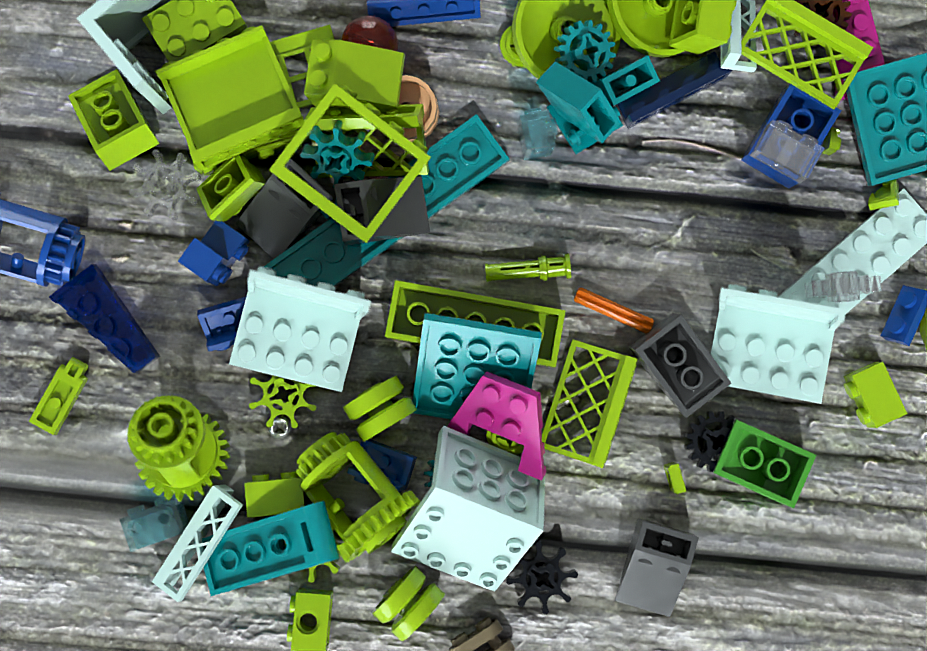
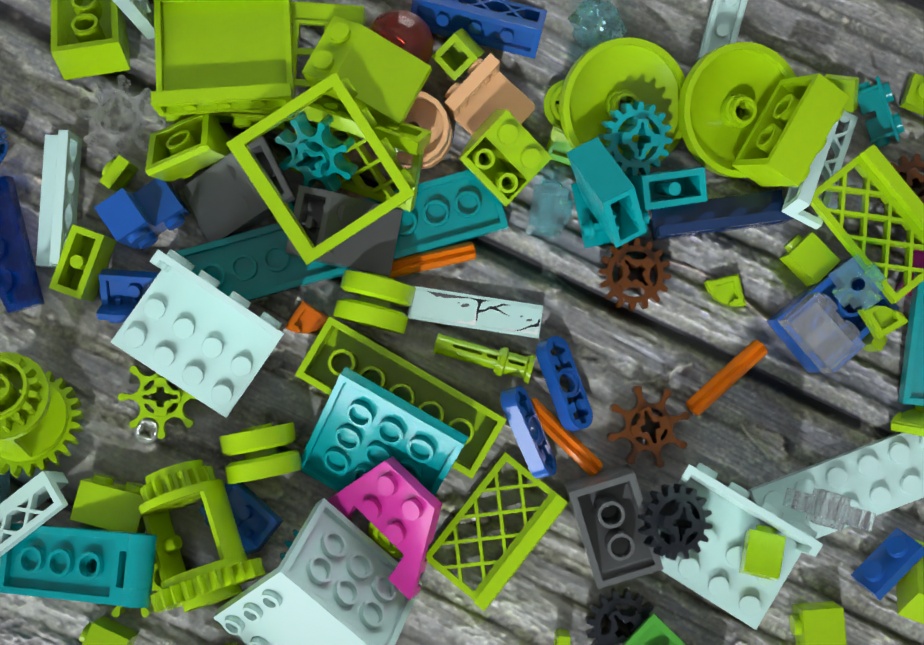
camera: 25 degrees right, 0 degrees up
(140, 269) = (58, 195): none -> light aqua fence
(180, 311) = (81, 262): none -> lime brick
(181, 230) = (118, 173): none -> lime plate
(377, 290) = (306, 319): none -> orange tile
(419, 36) = (458, 54): none -> lime brick
(426, 252) = (375, 297): none -> lime wheel
(457, 67) = (483, 94): none -> light nougat bracket
(458, 207) = (433, 259): none -> orange axle
(486, 103) = (503, 155): none -> lime slope
(508, 237) = (476, 312): none -> light aqua tile
(525, 81) = (558, 145): none -> lime tile
(585, 315) = (528, 432): none -> blue beam
(600, 279) = (576, 390): none -> blue beam
(632, 165) = (645, 285): none -> reddish brown gear
(670, 267) = (663, 423): none -> reddish brown gear
(701, 147) = (726, 290): none -> lime tile
(713, 341) = (689, 528): none -> black gear
(726, 216) = (726, 377): none -> orange axle
(756, 97) = (809, 258): none -> lime brick
(791, 96) = (849, 272): none -> clear light blue brick
(804, 340) = (762, 553): none -> lime brick
(830, 124) = (882, 320): none -> lime tile

